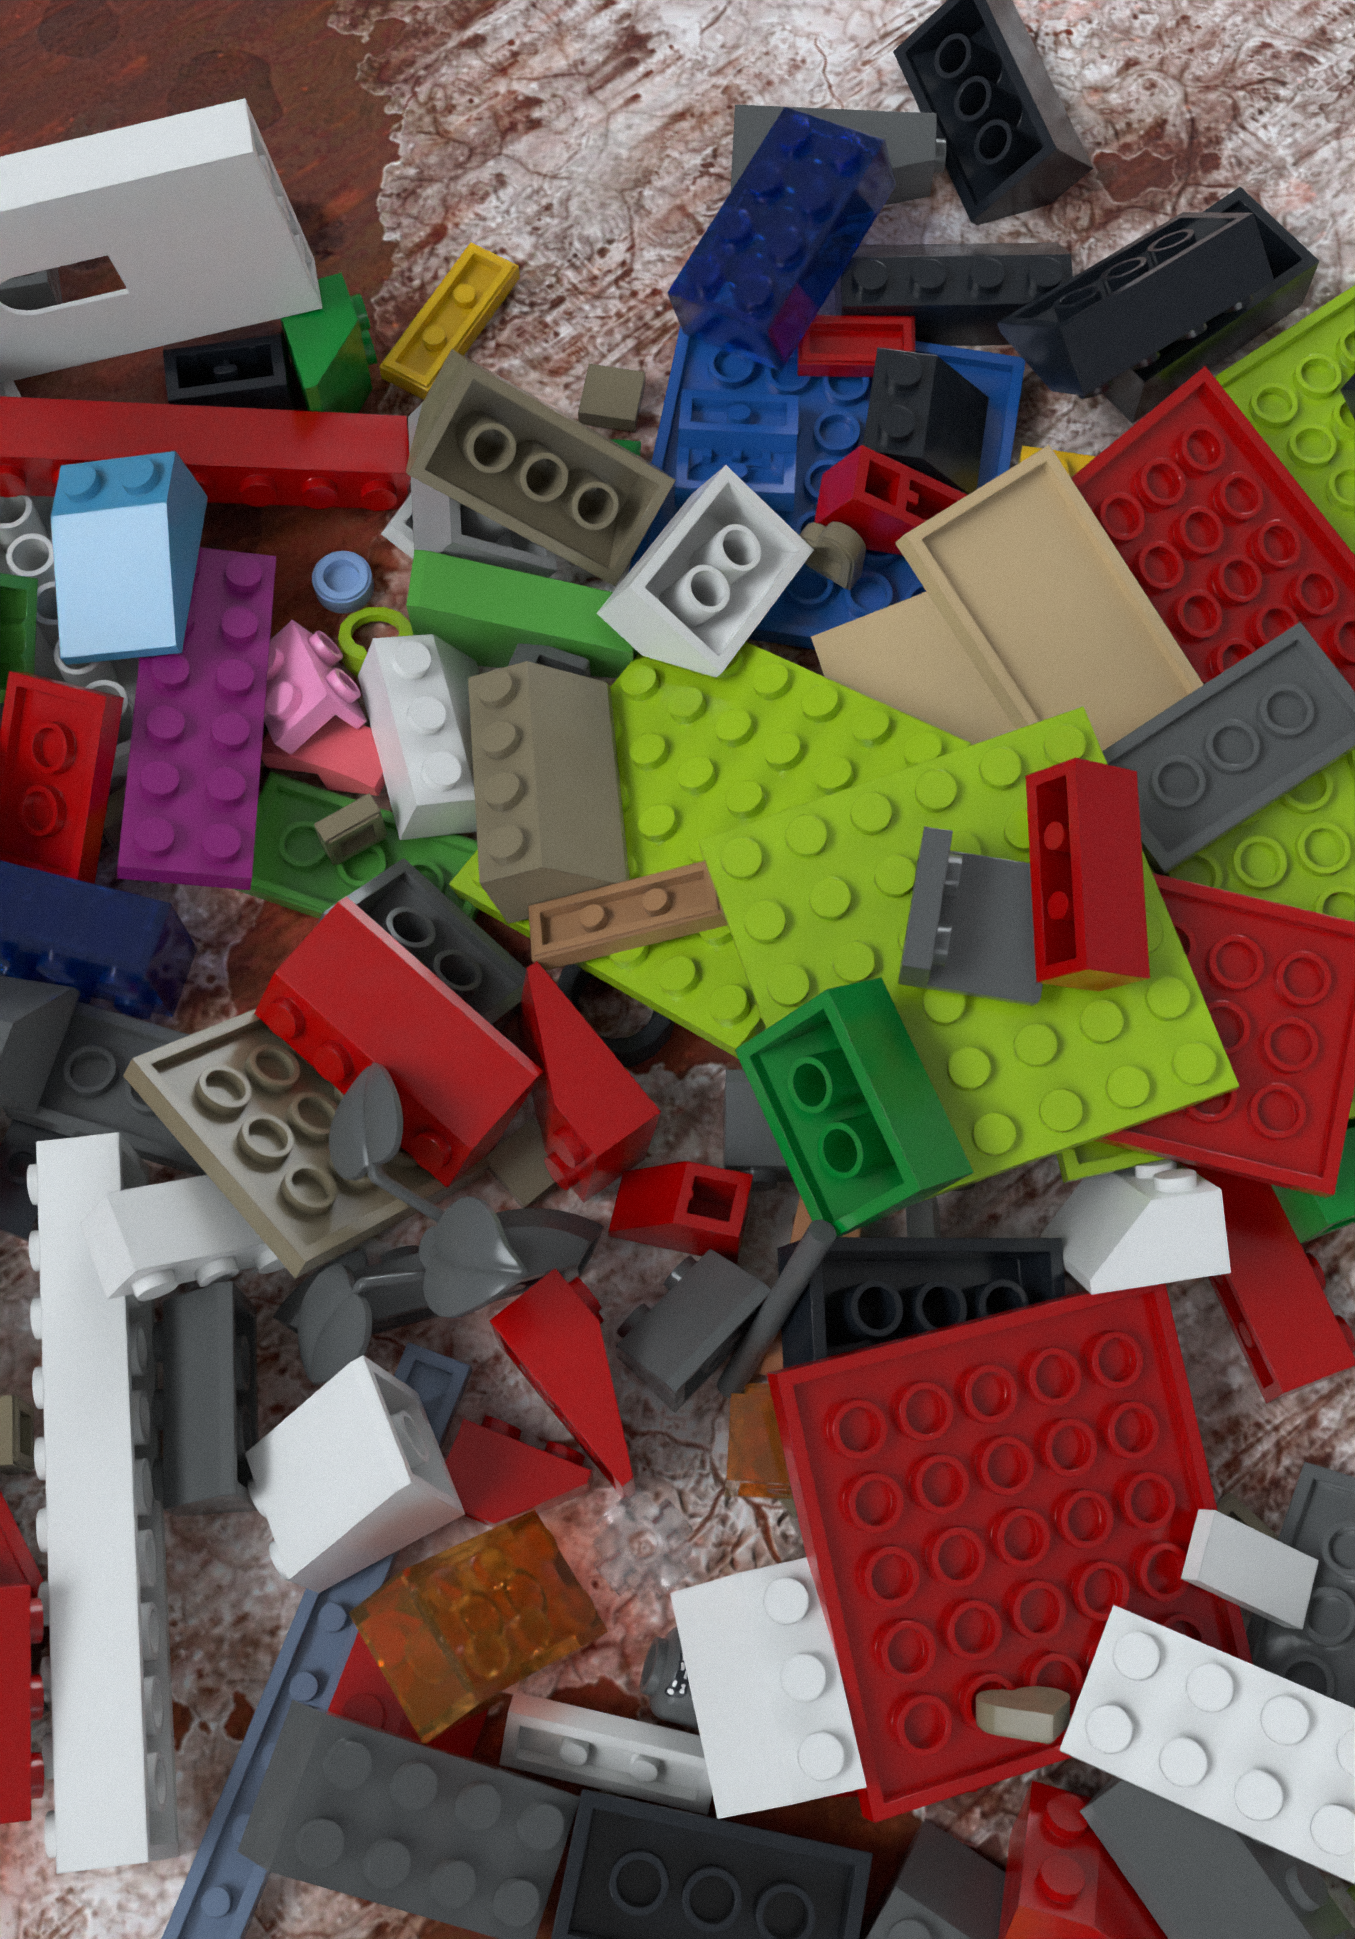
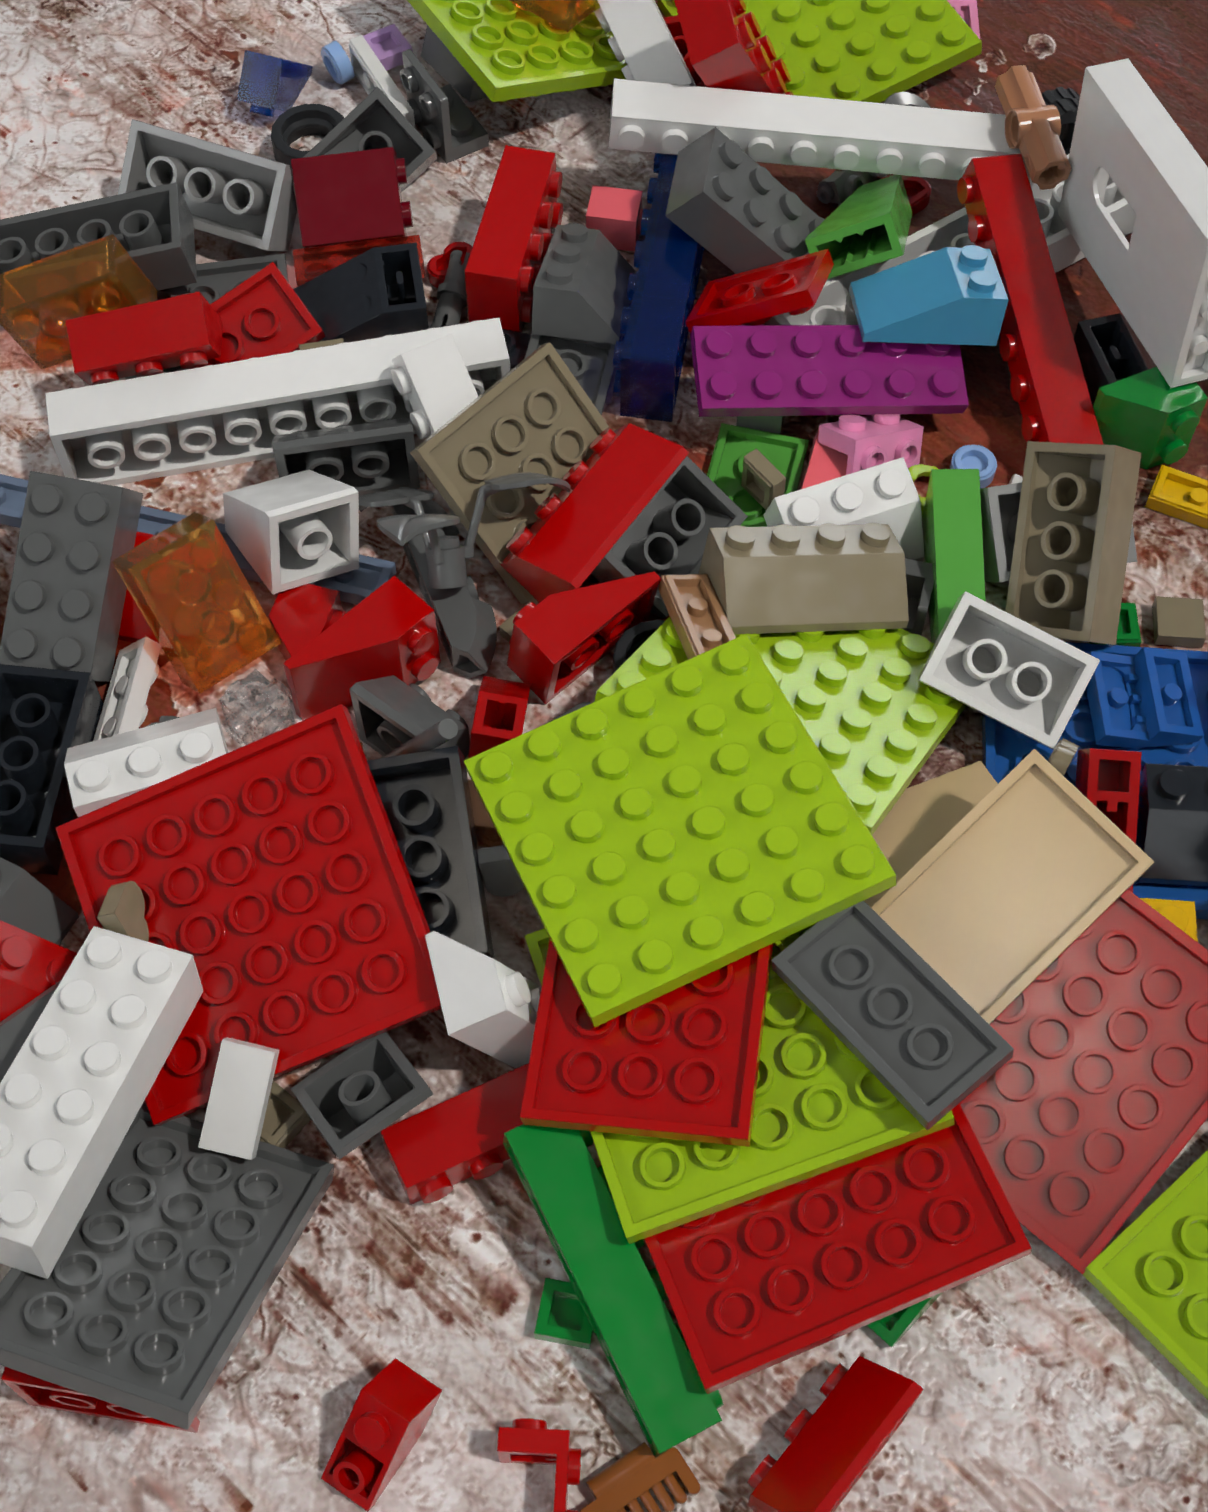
camera: 85 degrees right, 10 degrees down
(852, 1107) = (543, 741): green slope -> none
(970, 925) = (692, 793): dark grey bracket -> none
(1087, 876) = (734, 865): red brick -> none
(1259, 1407) = (360, 1093): none -> dark grey slope

